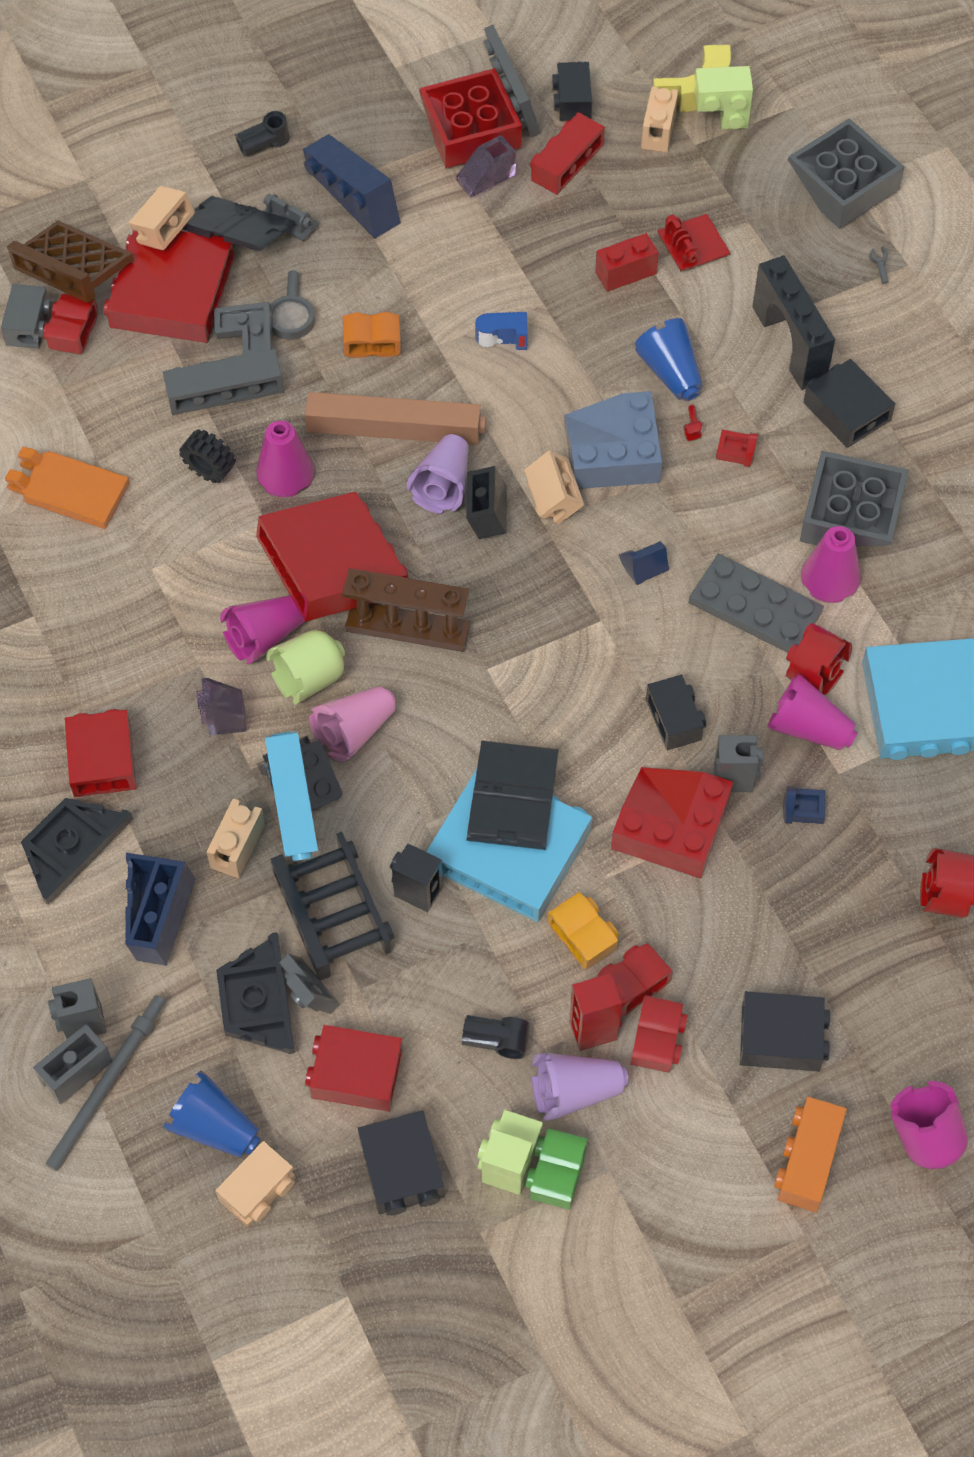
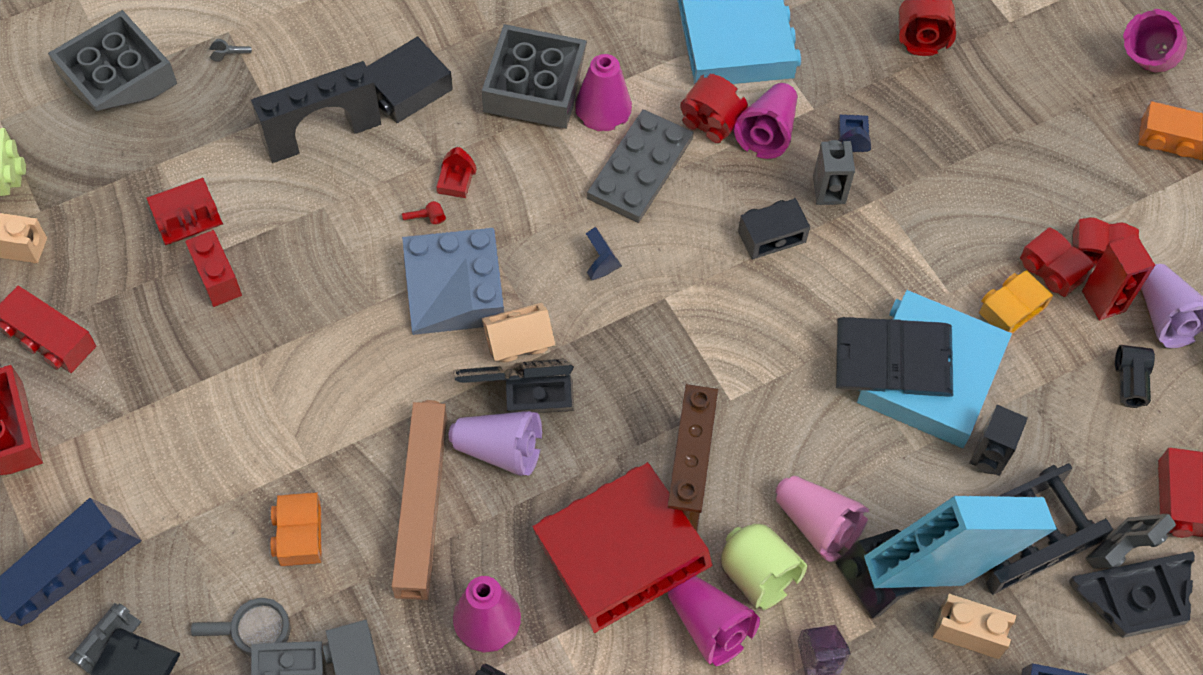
camera: 95 degrees left, 0 degrees up
(488, 166) = (58, 410): clear purple slope -> none
(502, 329) = (296, 381): blue leg -> none
(506, 476) = (527, 370): none -> black piece
(671, 358) = (351, 224): blue cone -> none
(672, 818) = (887, 230): red slope -> none
(784, 1031) = (1082, 151): black brick -> none

